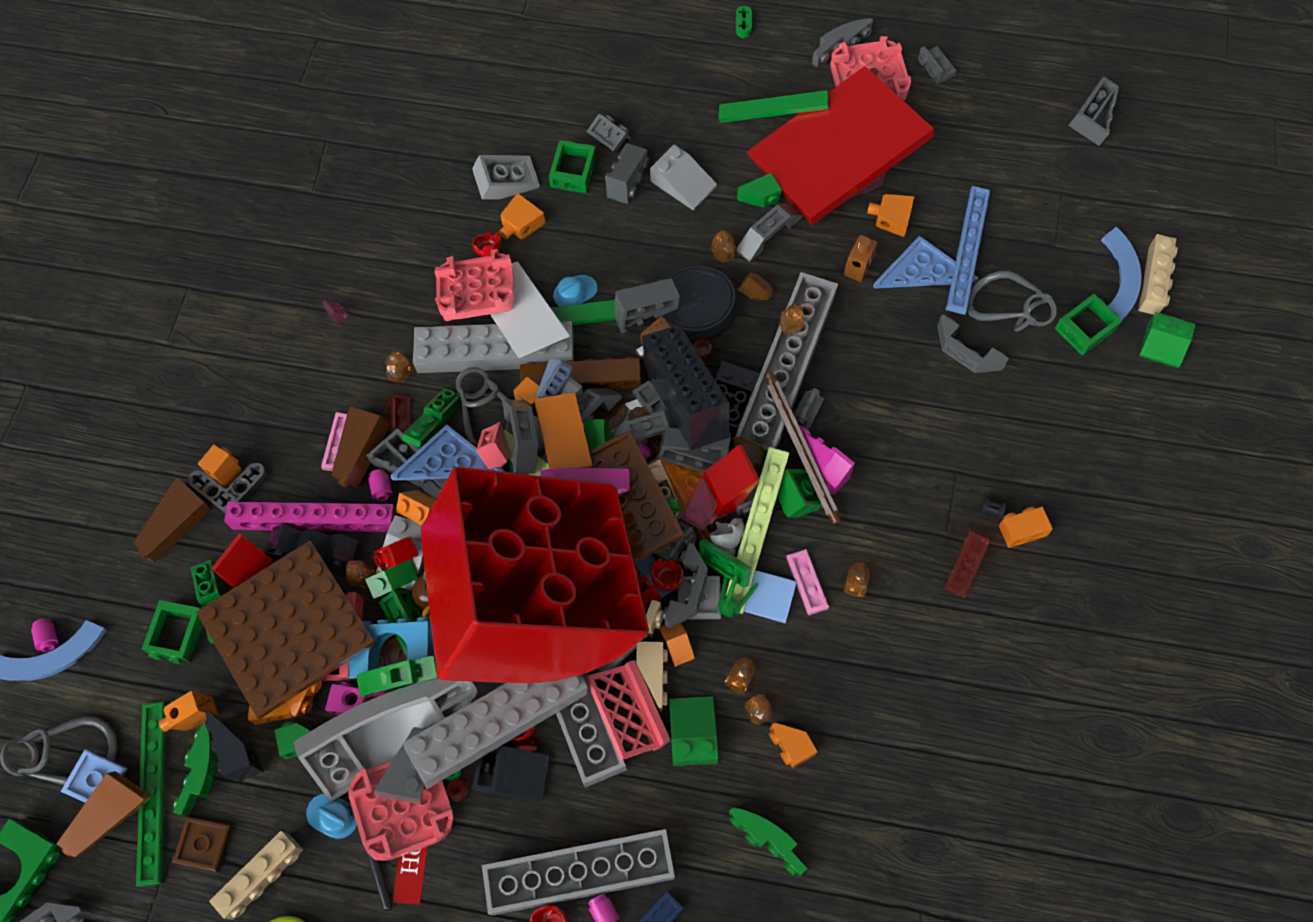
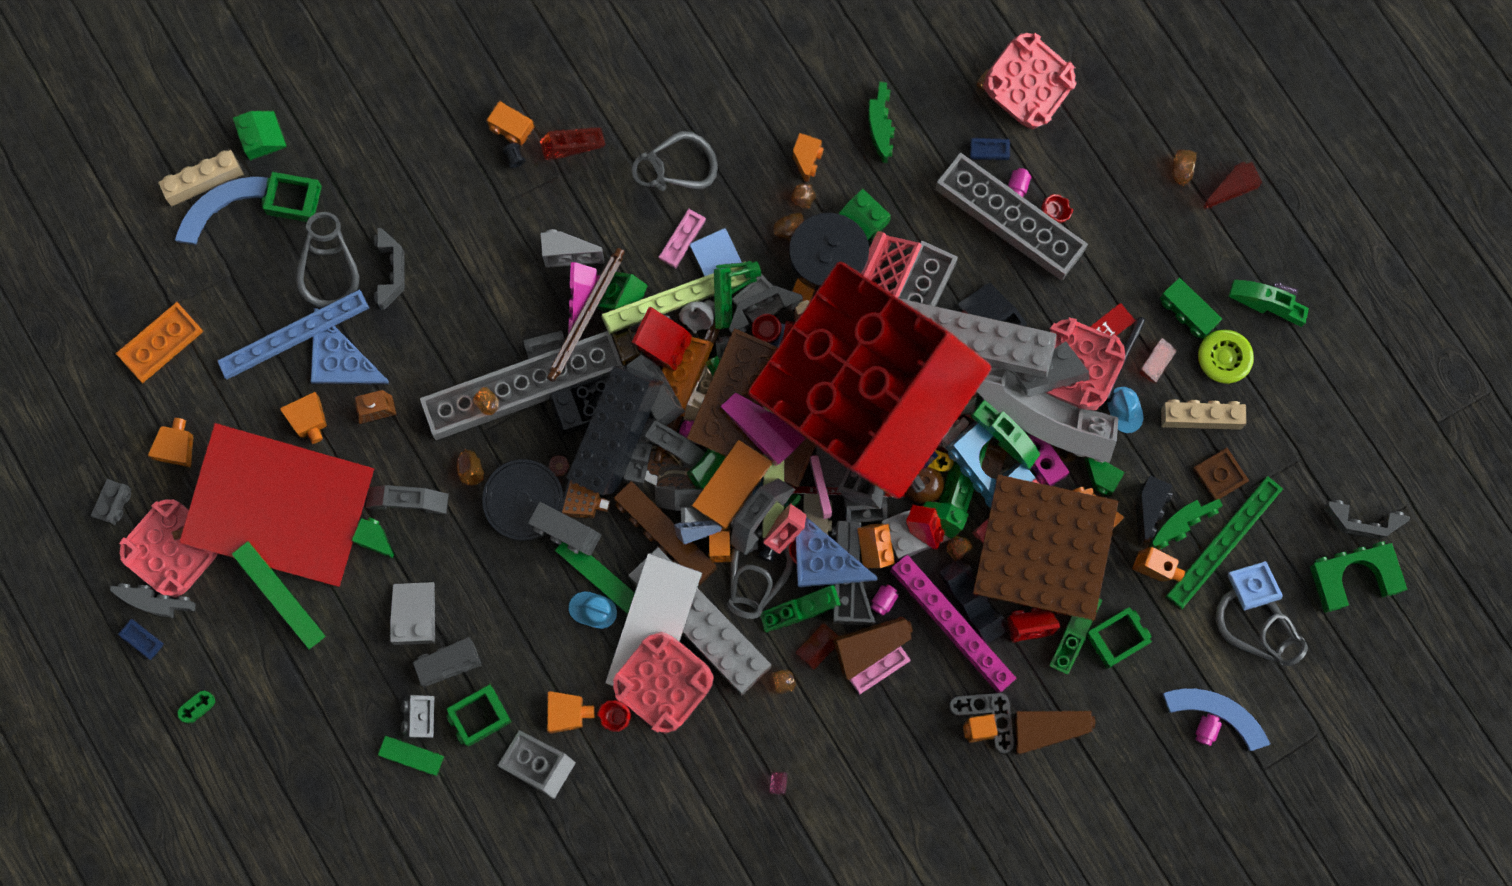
camera: 135 degrees left, 10 degrees up
(105, 809) = (1266, 551): dark orange slope -> none
(340, 884) = (1158, 361): none -> clear red slope
(587, 113) = (411, 755): none -> green tile
(685, 677) = (823, 243): none -> black brick
(700, 506) = (696, 346): clear pink slope -> none
(723, 246) = (453, 522): clear orange rock -> none
(820, 20) = (141, 639): none -> dark blue plate
(857, 580) = (651, 205): clear orange rock -> none
(872, 479) = (562, 249): none -> light grey slope
(899, 634) = (660, 170): none -> dark grey animal
(947, 121) = (173, 444): none -> orange torso
(1037, 167) = (159, 342): none -> orange tile
(1096, 112) = (65, 332): dark grey wedge -> none

